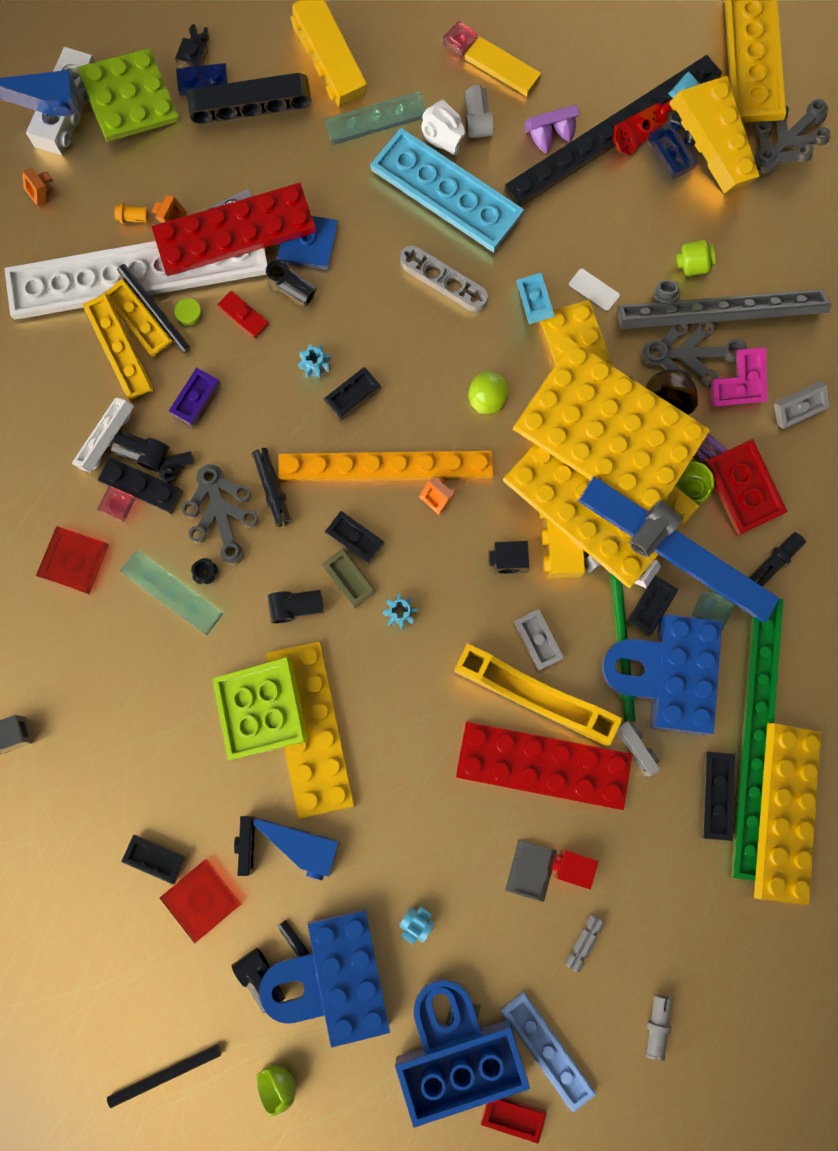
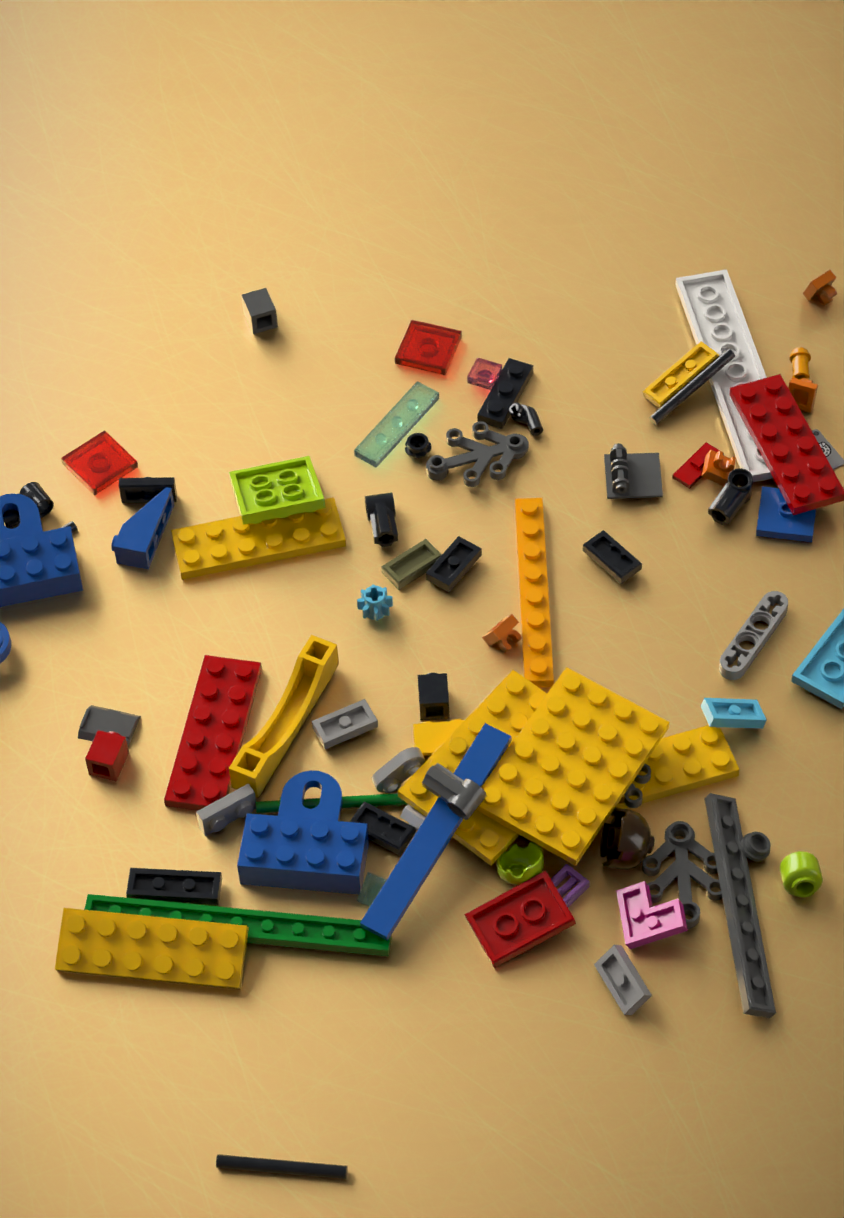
camera: 90 degrees right, 25 degrees down
(103, 434) = (555, 359): white plate -> none
(118, 347) = (647, 361): yellow tile -> none
(146, 453) = (539, 391): black piece -> none
(154, 859) = (139, 424): black plate -> none
(188, 312) = (695, 418): lime tile -> none
(194, 397) = (599, 426): dark purple plate -> none
(252, 292) = (718, 467): none -> orange tile
(253, 371) = (632, 474): none -> dark grey hinge
(274, 496) = (495, 497): black pin -> none
(311, 354) = (645, 521): medium azure gear -> none
(416, 925) = (63, 623): medium azure gear -> none
(488, 392) = (623, 676): lime hair -> none
(585, 943) = (33, 768): light grey axle -> none
(594, 289) = (756, 781): white sticker -> none
(597, 580) = (398, 769): none -> light grey plate
(779, 557) = (437, 952): black pin -> none

